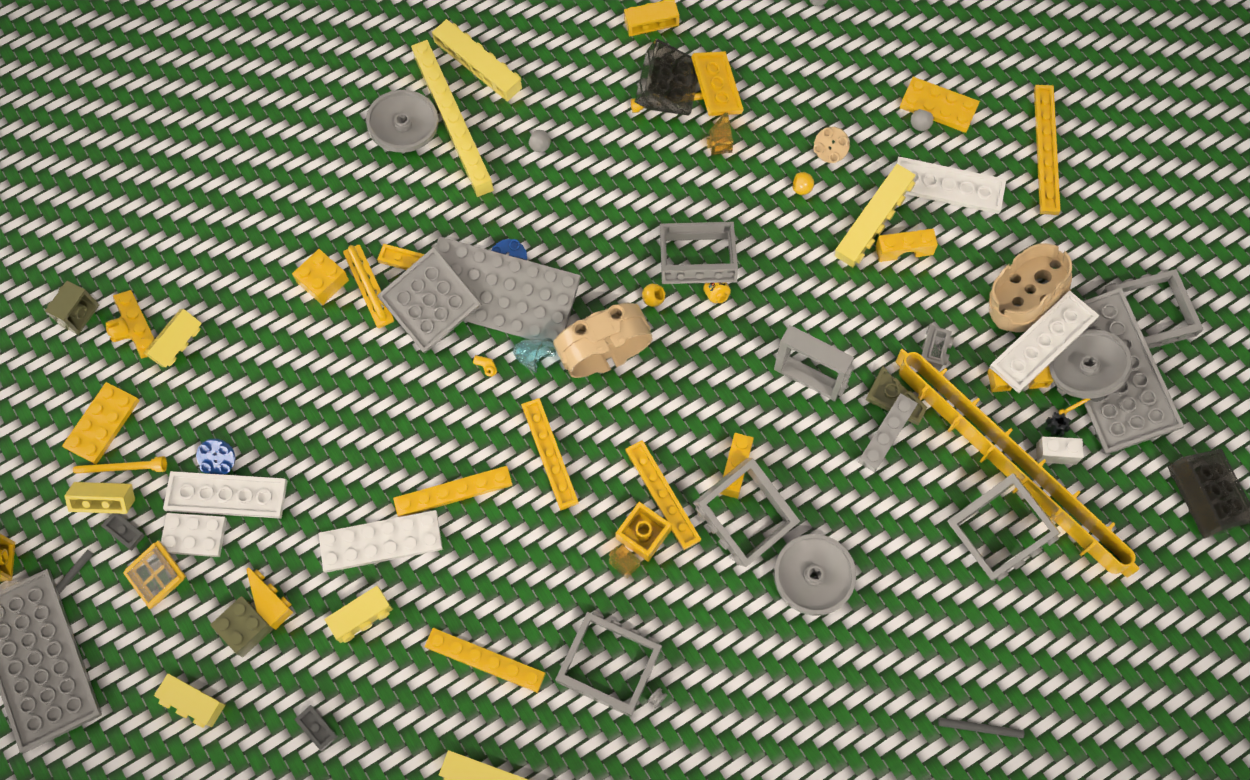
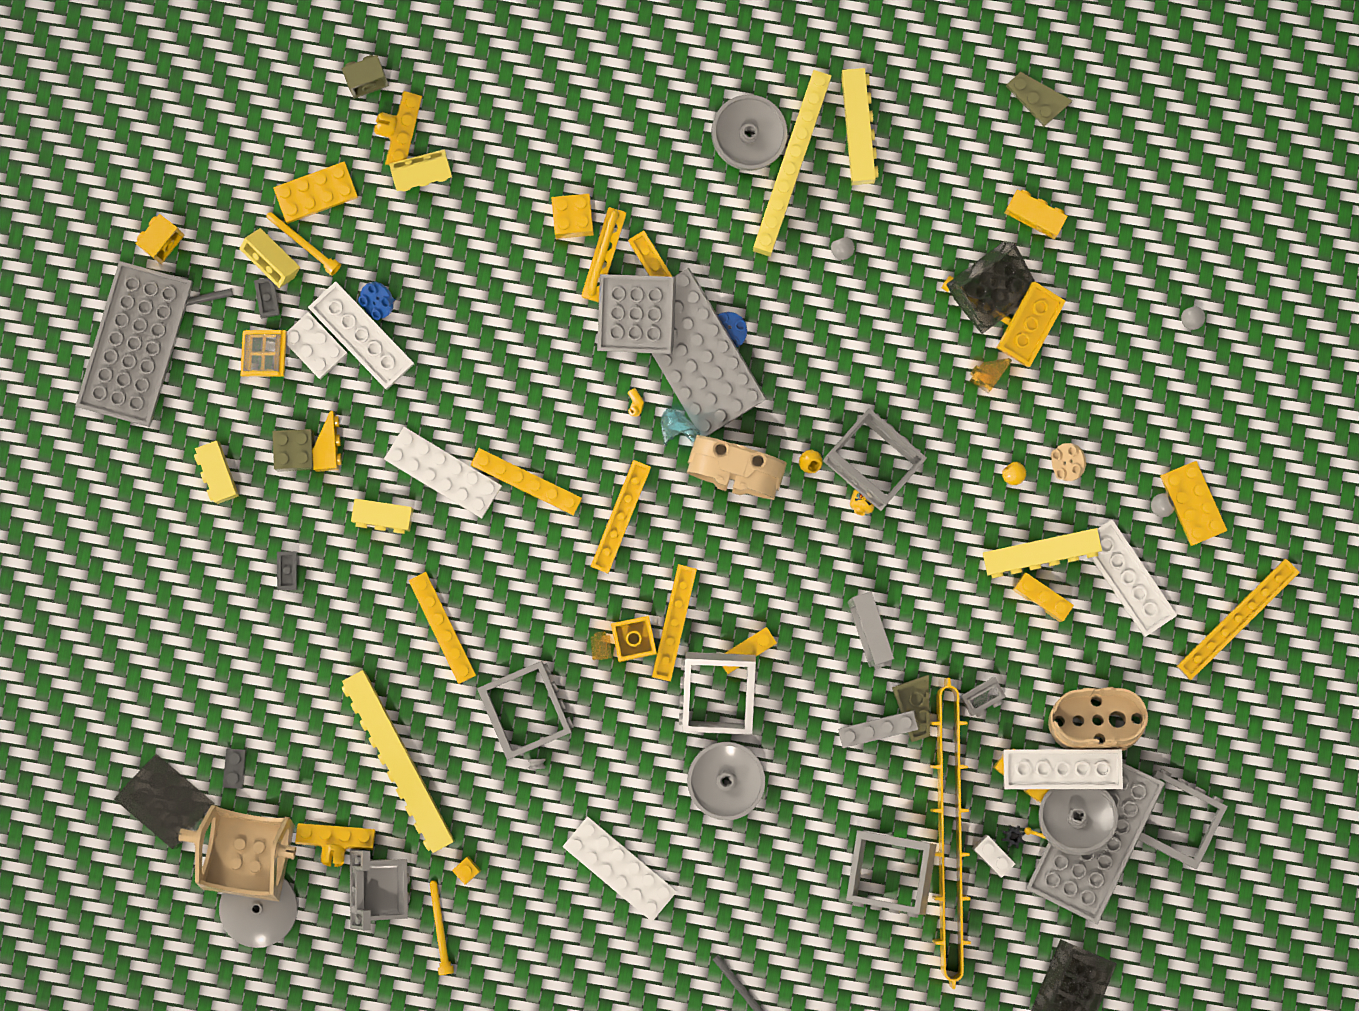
camera: 40 degrees right, 15 degrees up
(799, 721) = (619, 869): none -> white plate

